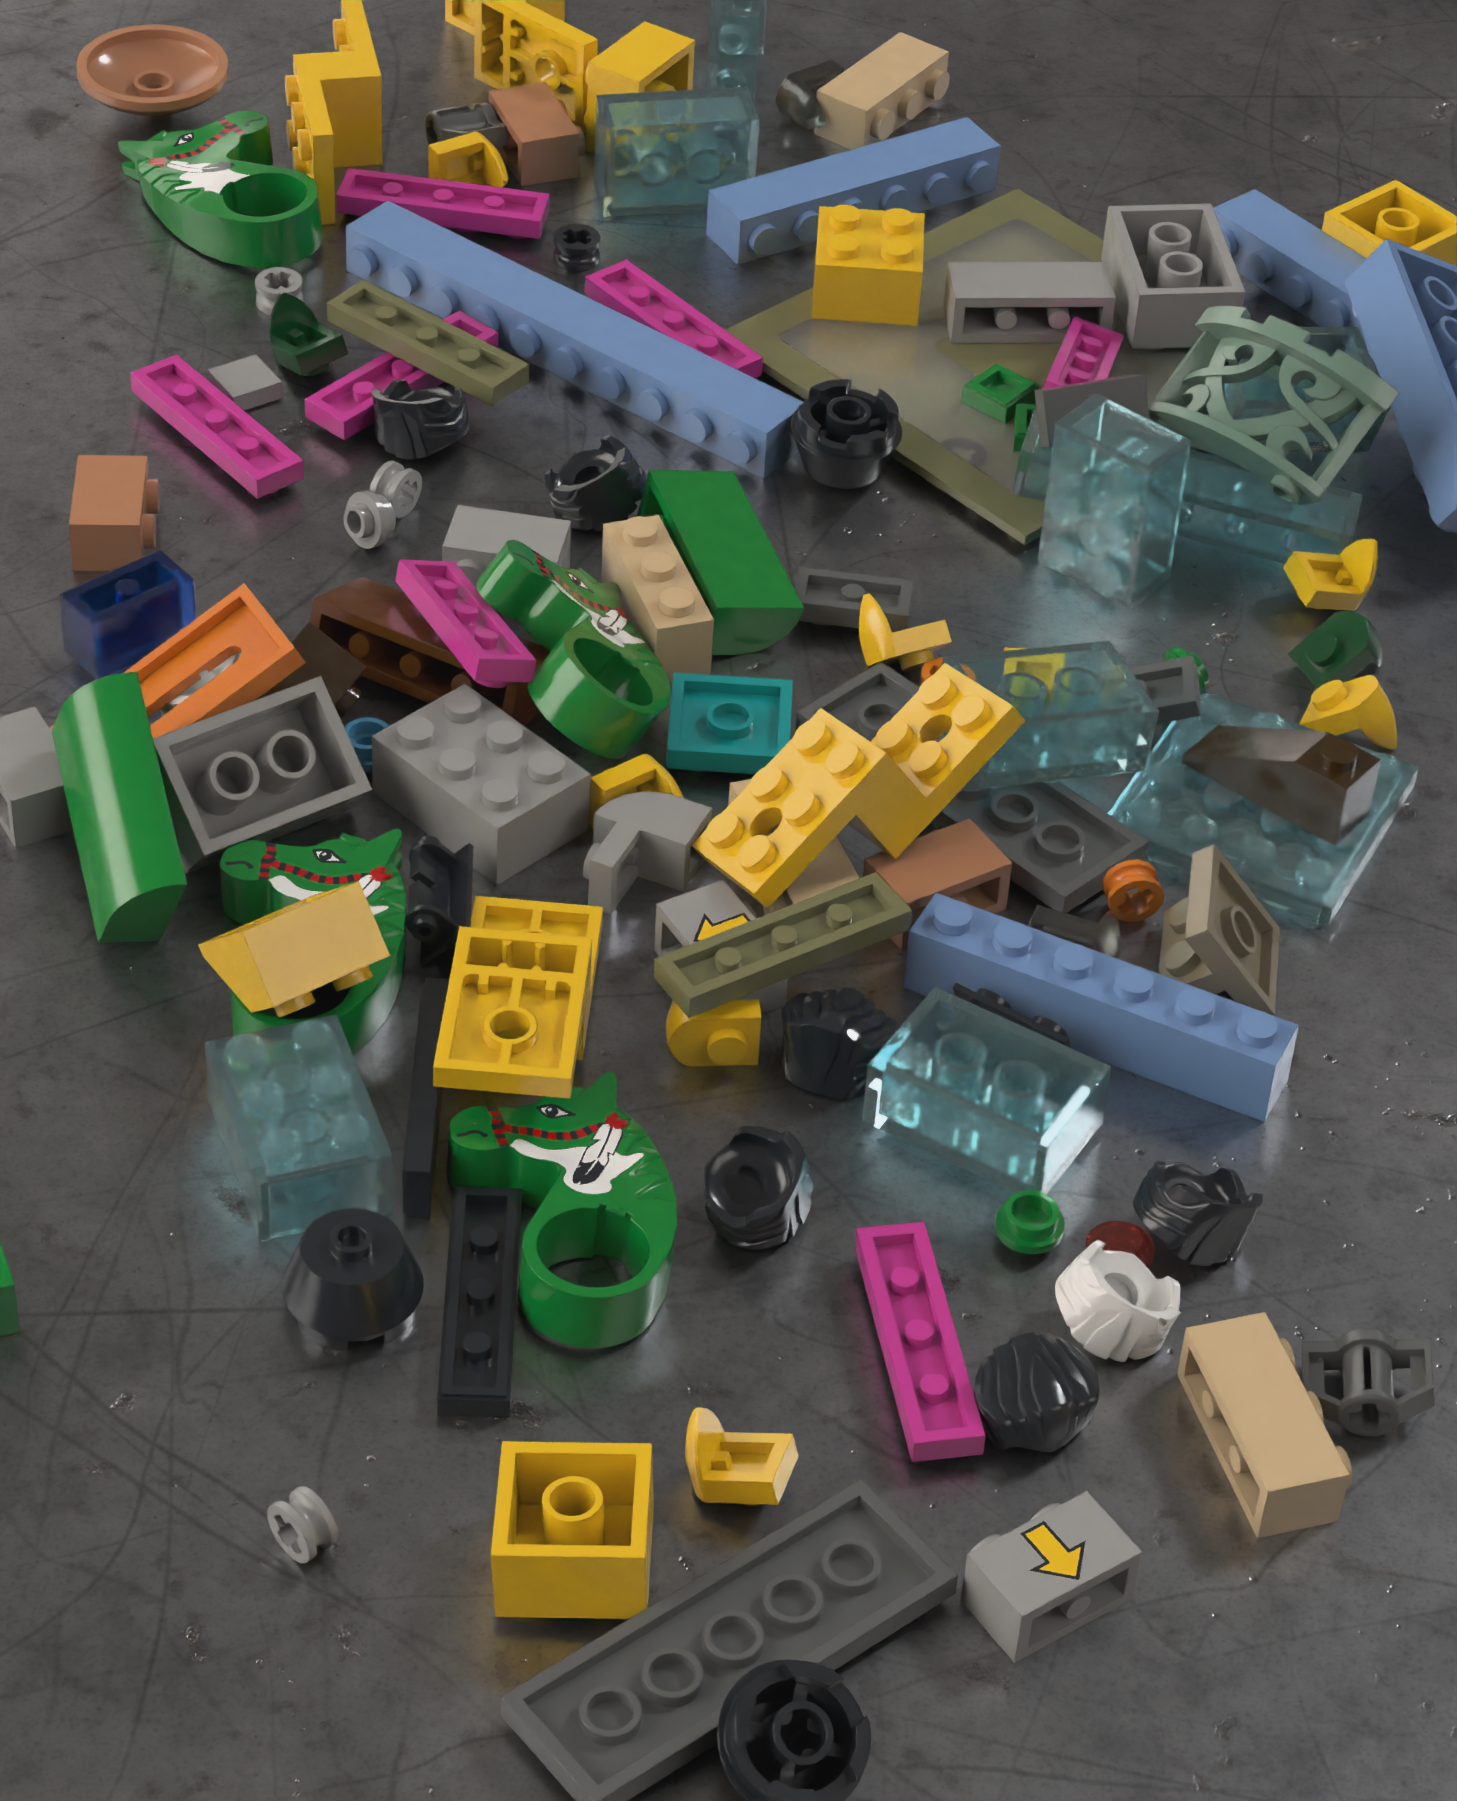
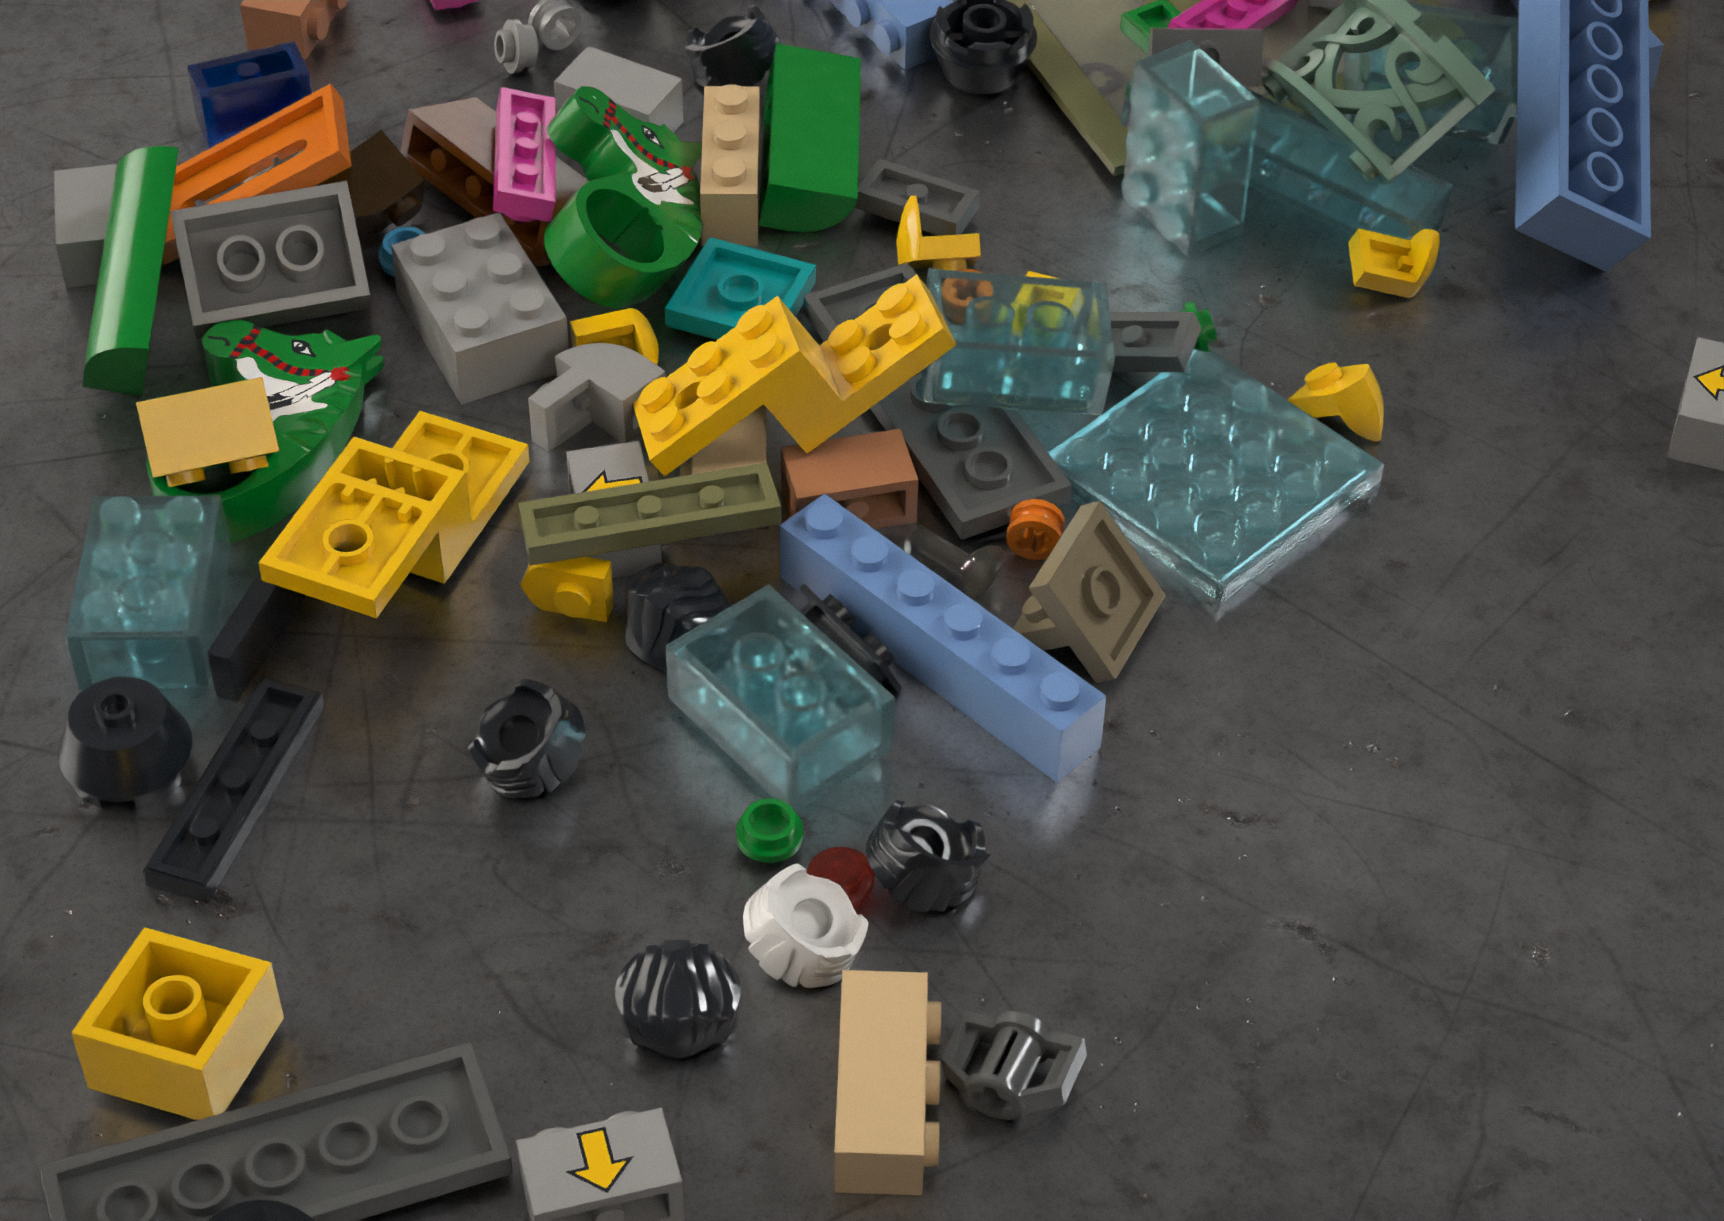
camera: 20 degrees right, 5 degrees up
(440, 895) = (401, 391): black hinge -> none
(595, 1194) = (380, 712): green animal -> none
(737, 1464) = (370, 998): yellow plate -> none
(919, 1342) = (601, 921): dark pink plate -> none
(1293, 773) = (1237, 448): dark brown slope -> none
(1338, 648) = (1362, 333): dark green plate -> none

